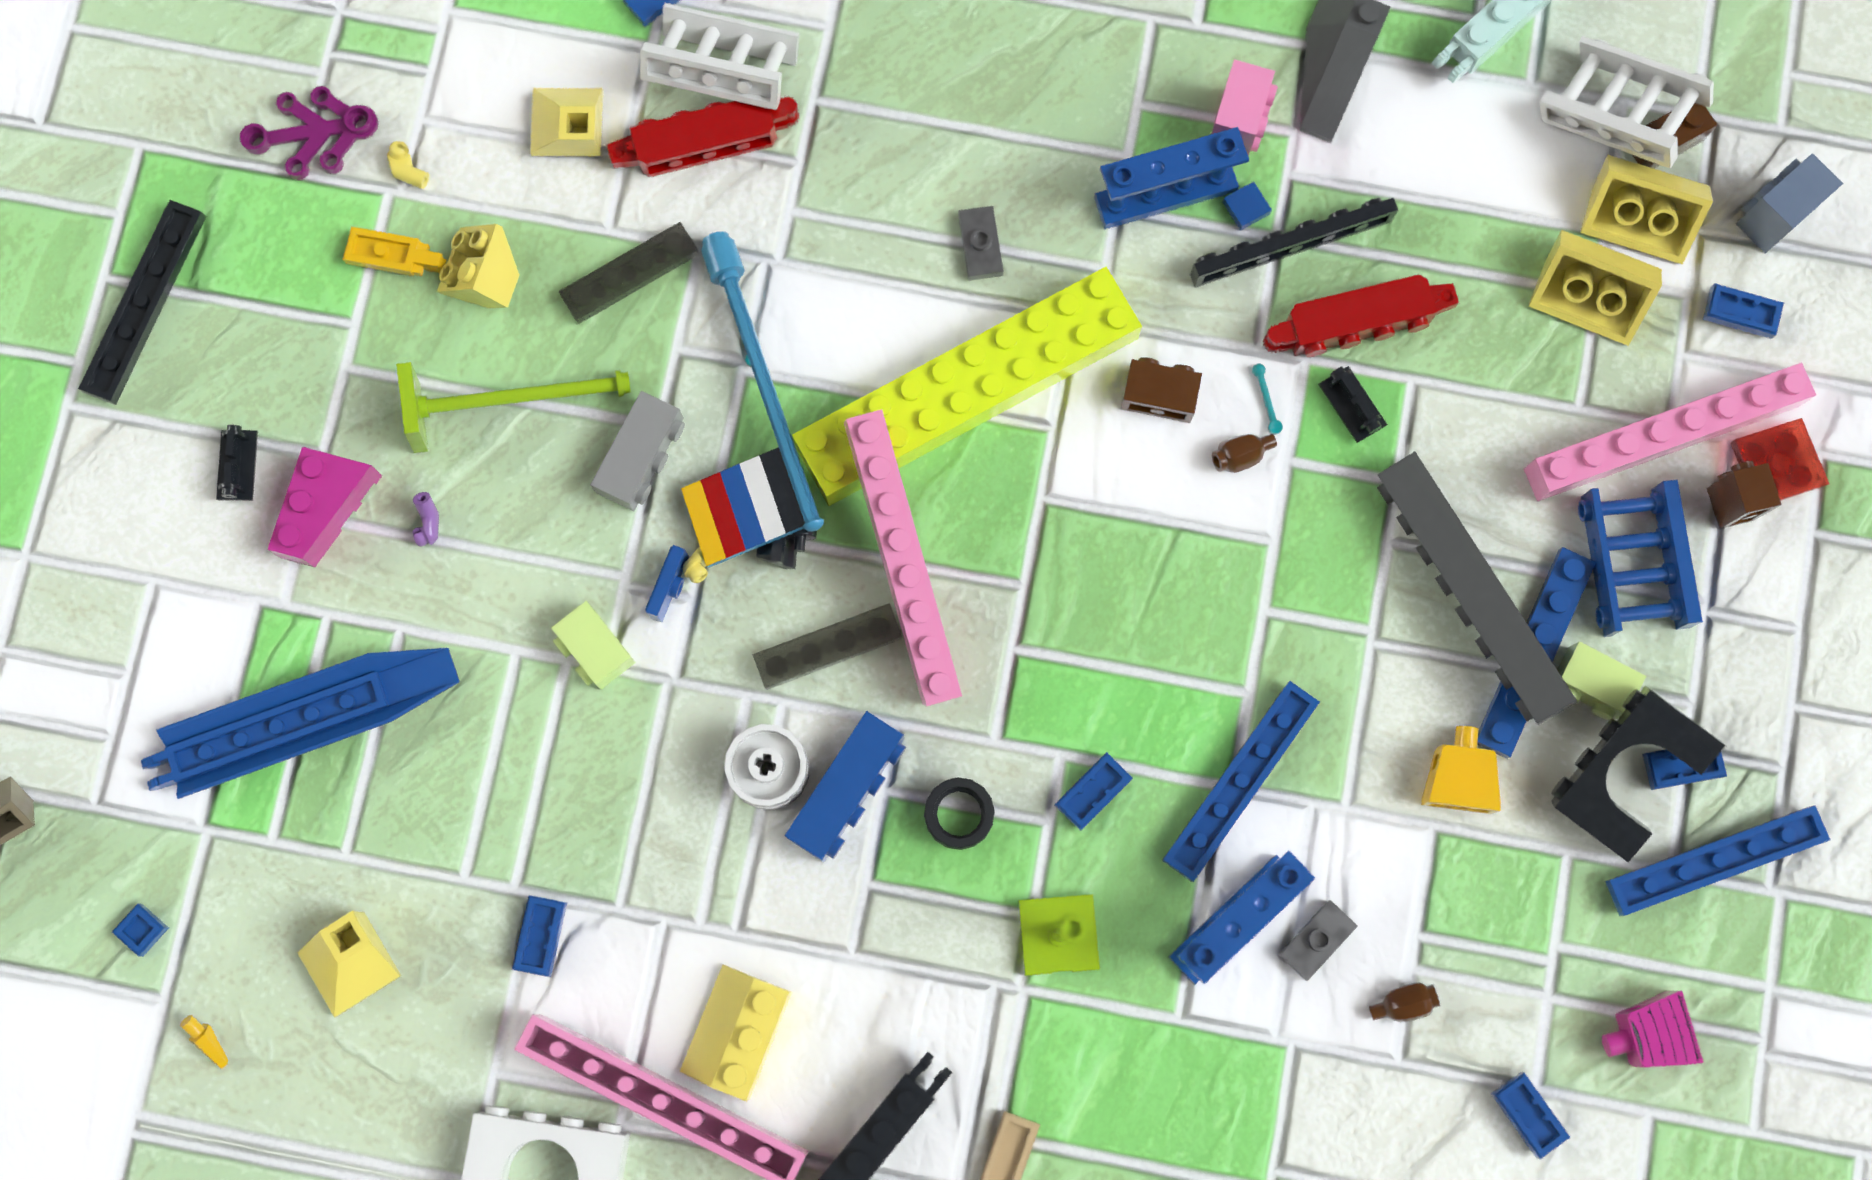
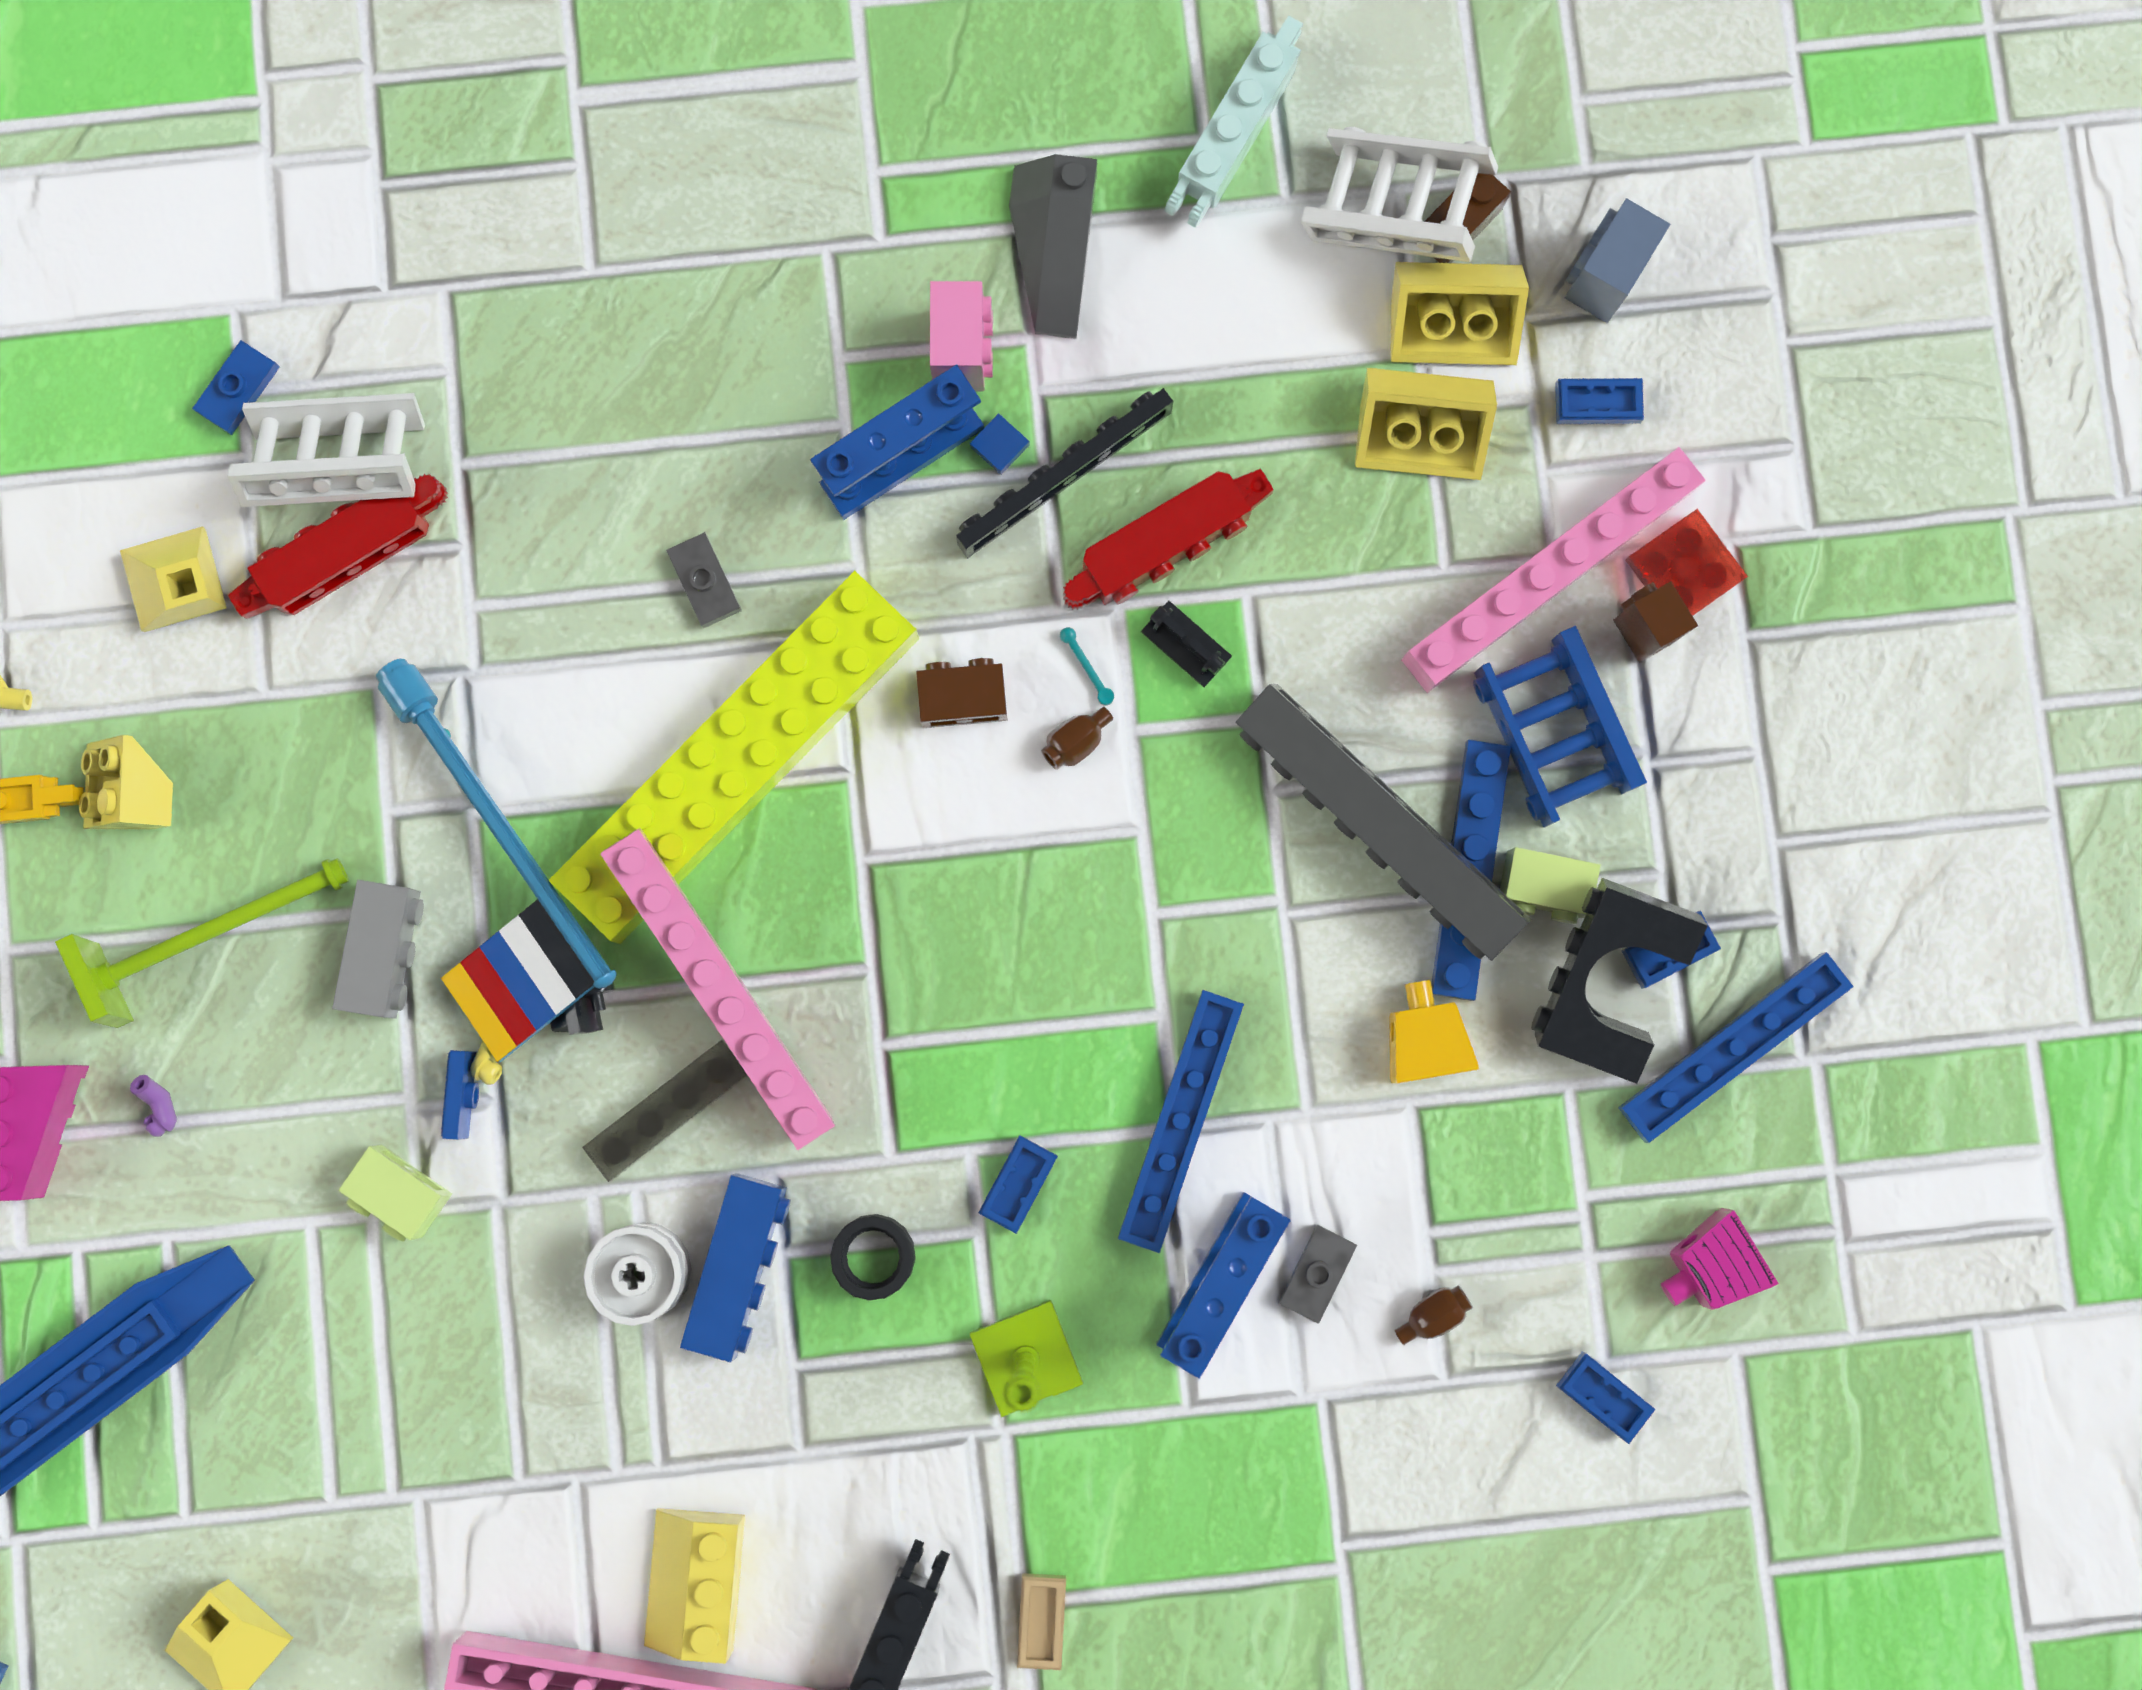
camera: 20 degrees left, 5 degrees up
(539, 936) = (437, 1544): blue plate -> none
(629, 272) = (302, 739): clear smoke plate -> none

